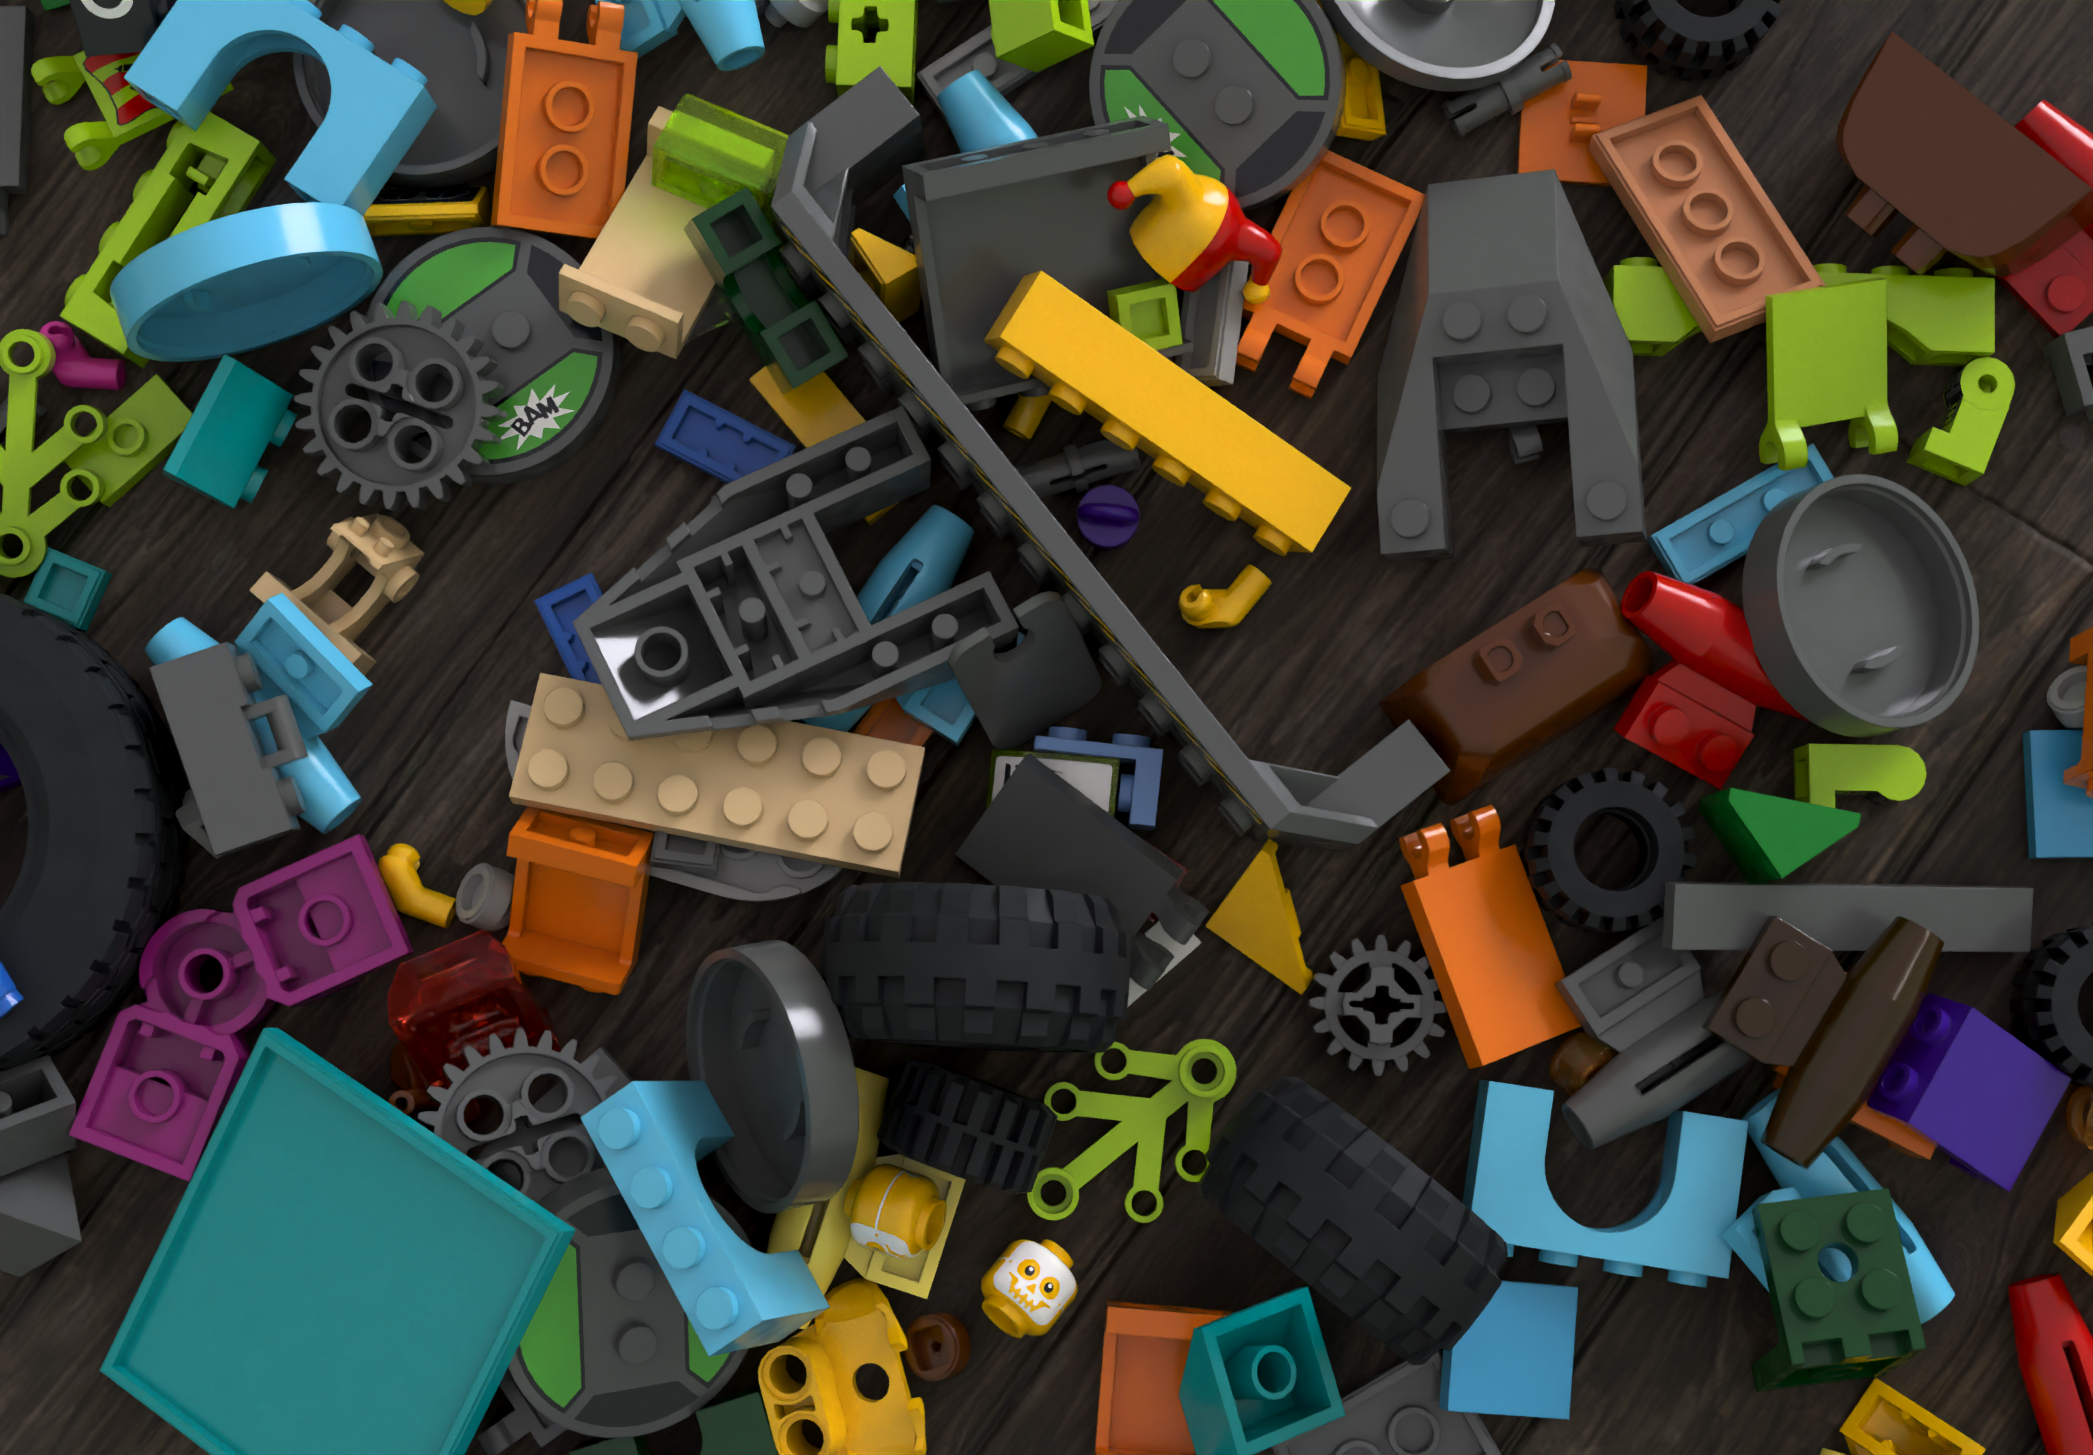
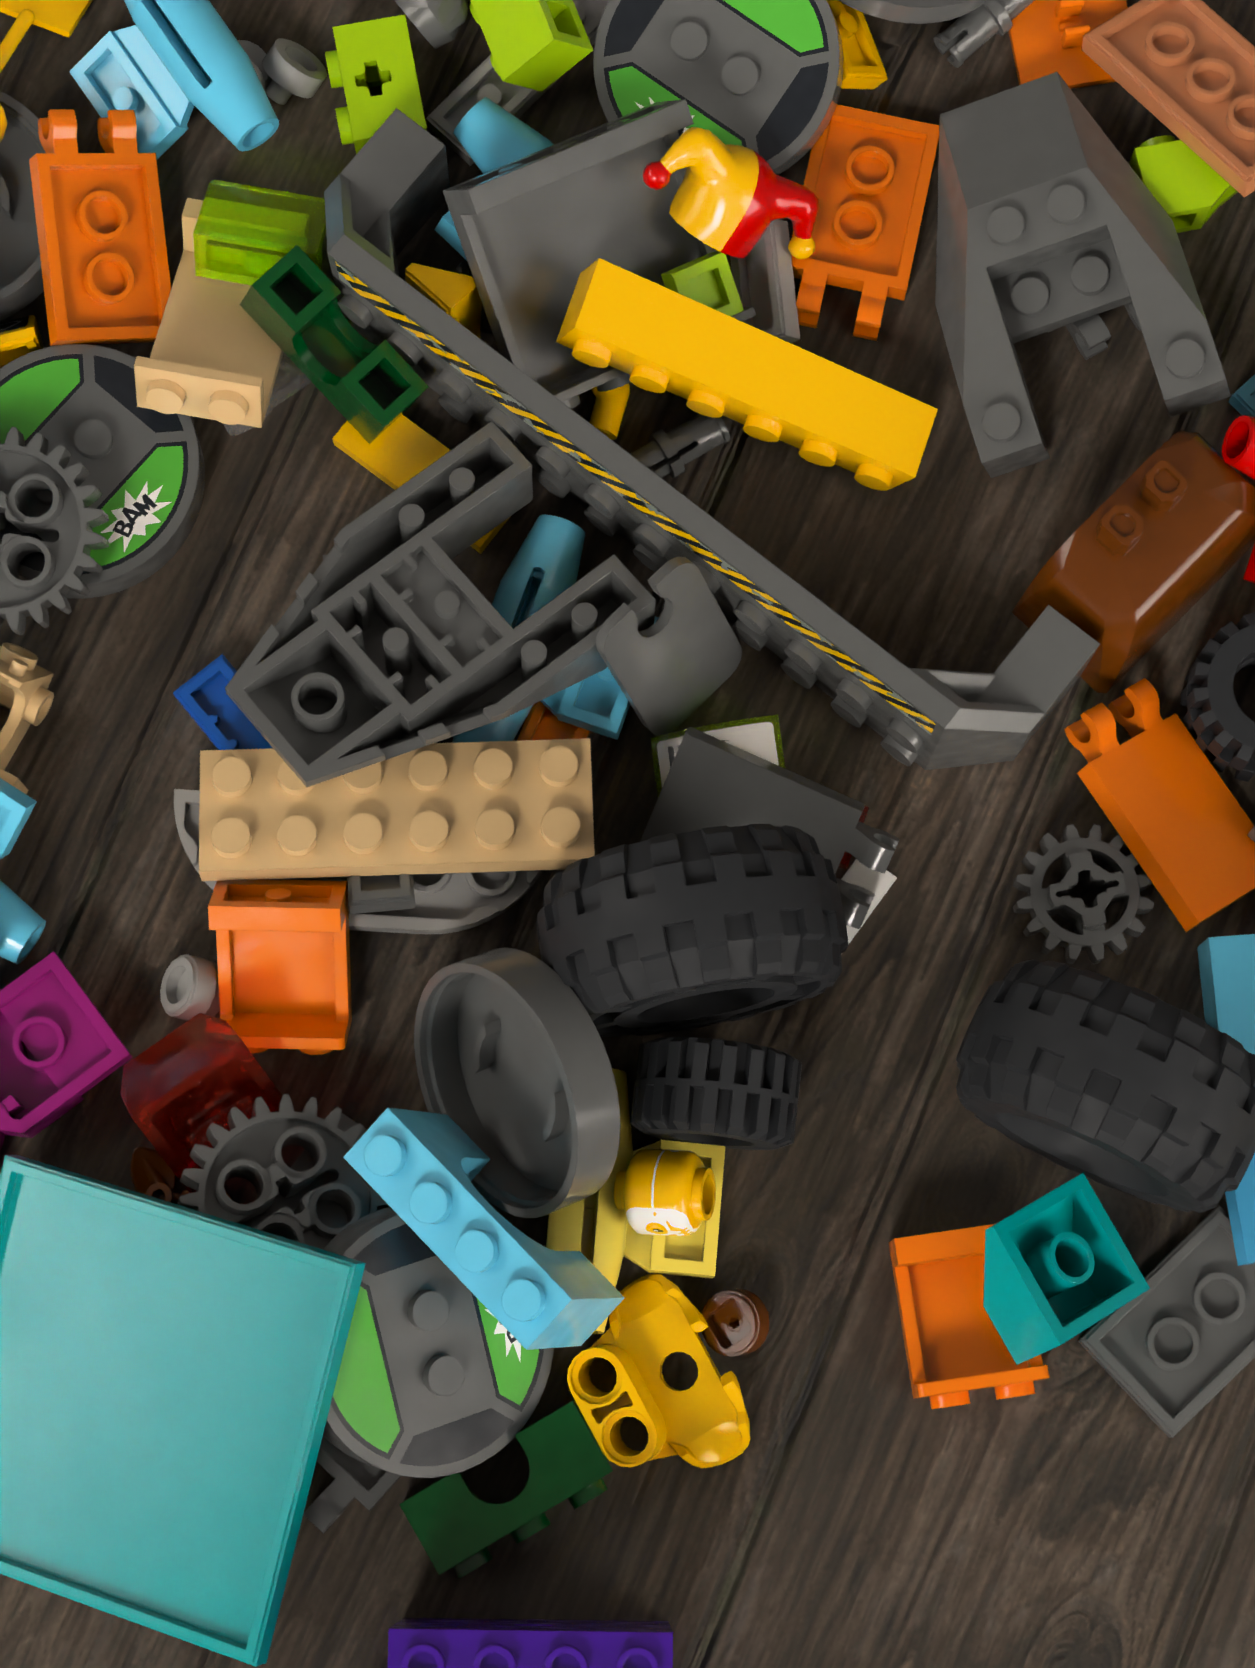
camera: 15 degrees left, 5 degrees down
(407, 891) = (116, 1006): yellow arm -> none
(718, 440) = (313, 501): blue plate -> none
(1029, 1287) = (811, 1243): head -> none
(1108, 517) = (712, 489): dark purple tile -> none
(1136, 792) = (801, 745): medium blue bracket -> none
(1141, 1122) = (881, 1060): lime plant -> none
(1223, 606) = (840, 553): yellow arm -> none
(1263, 922) = (951, 838): yellow tile -> none

